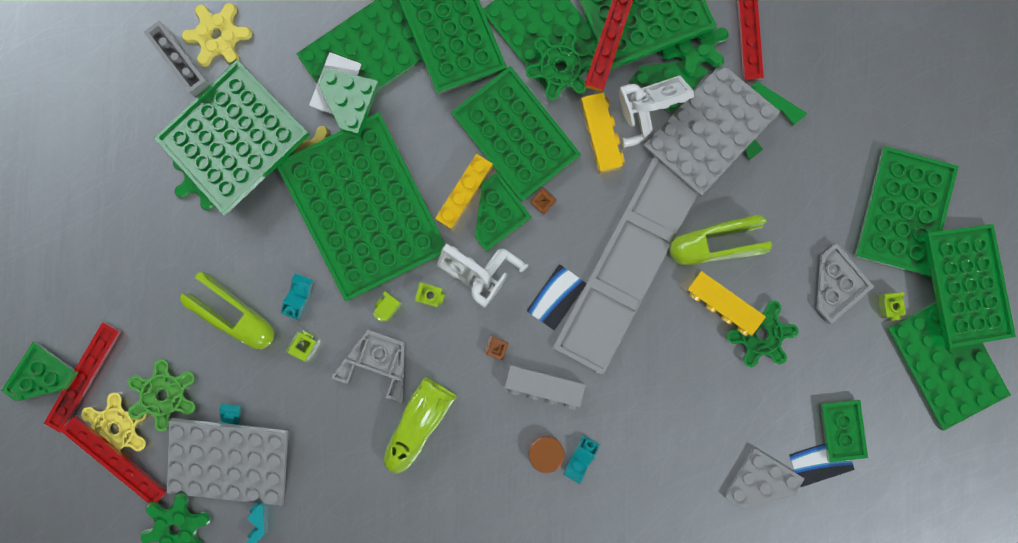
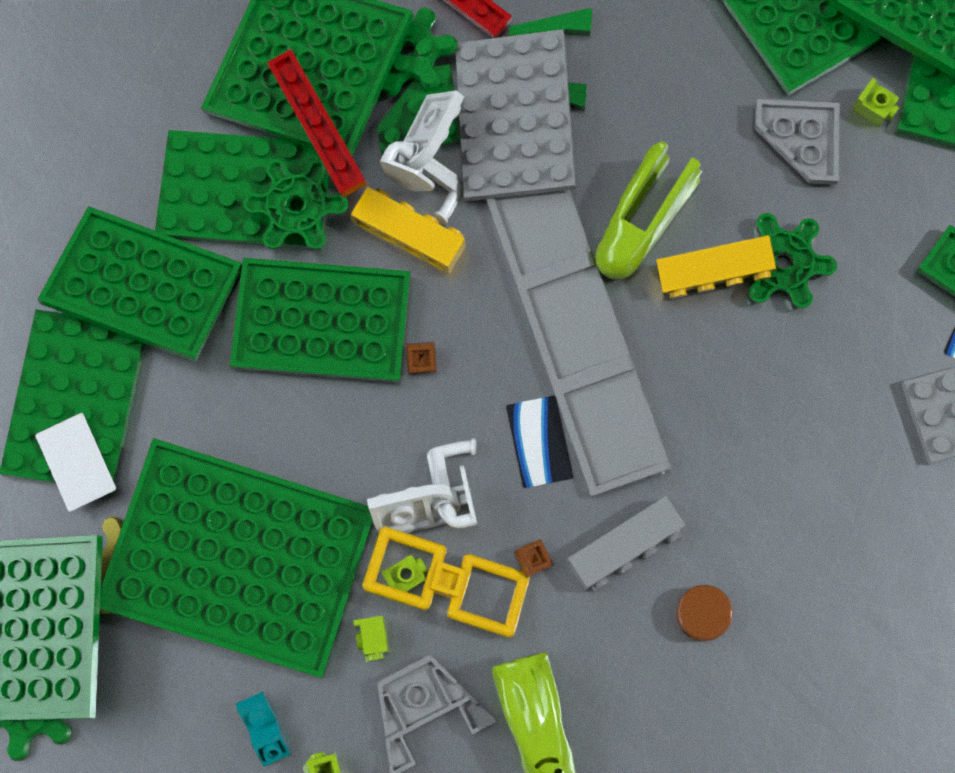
camera: 40 degrees left, 10 degrees down
(348, 98) = (105, 458): plate -> none
(444, 317) = (446, 581): none -> yellow bar
(464, 192) = (329, 432): yellow brick -> none
(498, 212) = (387, 417): green plate -> none
(581, 459) = (745, 580): teal slope -> none

